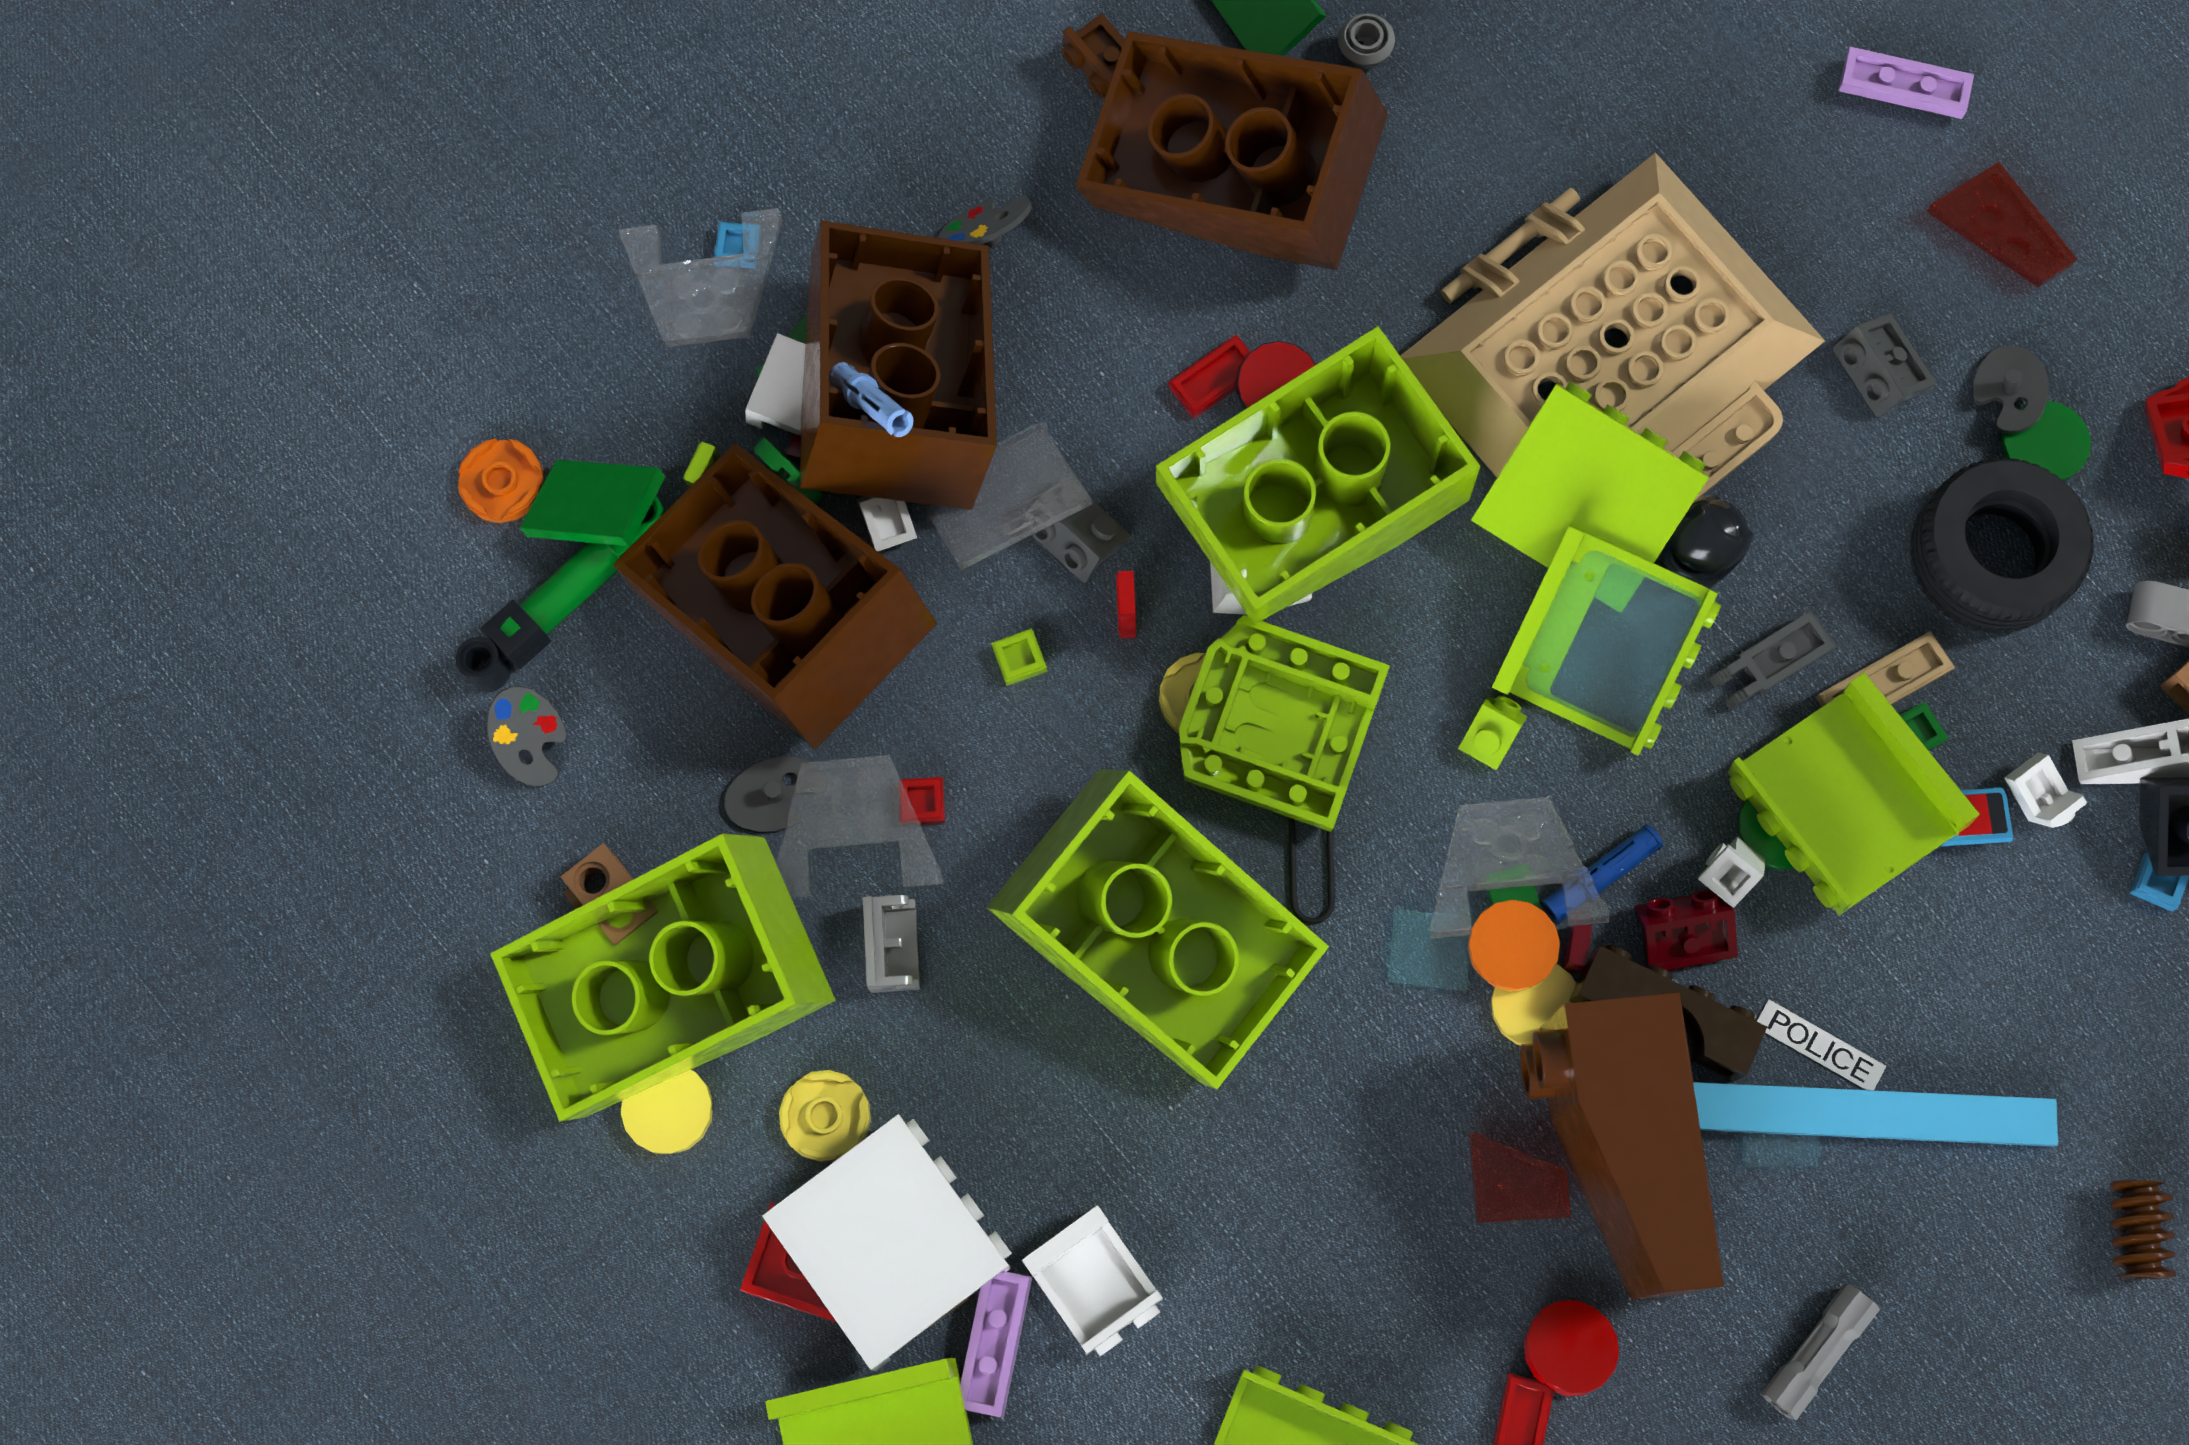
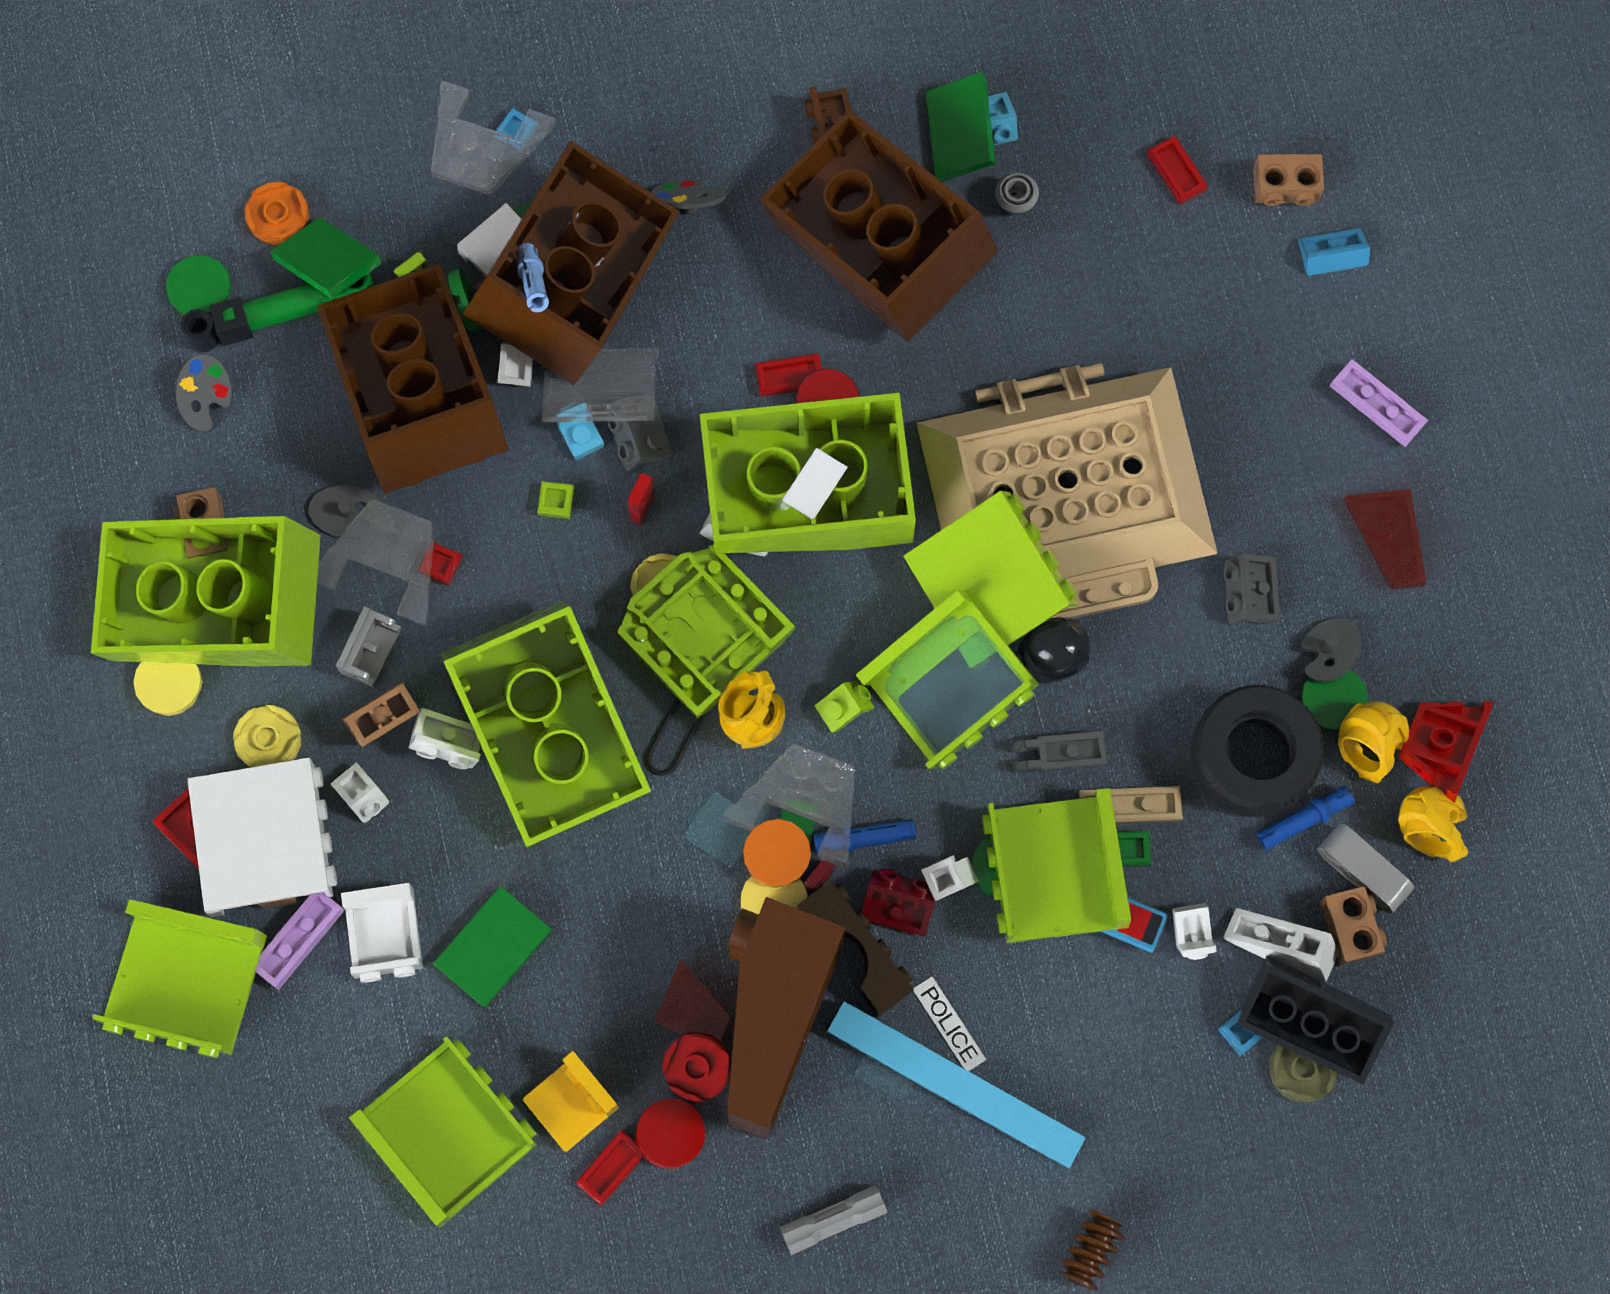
camera: 20 degrees right, 0 degrees up
(450, 611) = (197, 284): none -> green tile
(952, 1018) = (380, 714): none -> medium nougat brick
(974, 1125) = (360, 793): none -> white bracket
(1009, 569) = (581, 438): none -> medium azure bracket
(1045, 1007) = (446, 739): none -> bracket
(1234, 1231) = (492, 947): none -> green tile
(1336, 482) = (814, 483): none -> white sticker
(1411, 787) = (749, 718): none -> yellow helmet
(1432, 1372) = (570, 1102): none -> yellow bracket
(1559, 1250) = (697, 1066): none -> red tile
(2101, 582) = (1315, 812): none -> blue pin
(2123, 448) = (1380, 729): none -> yellow helmet

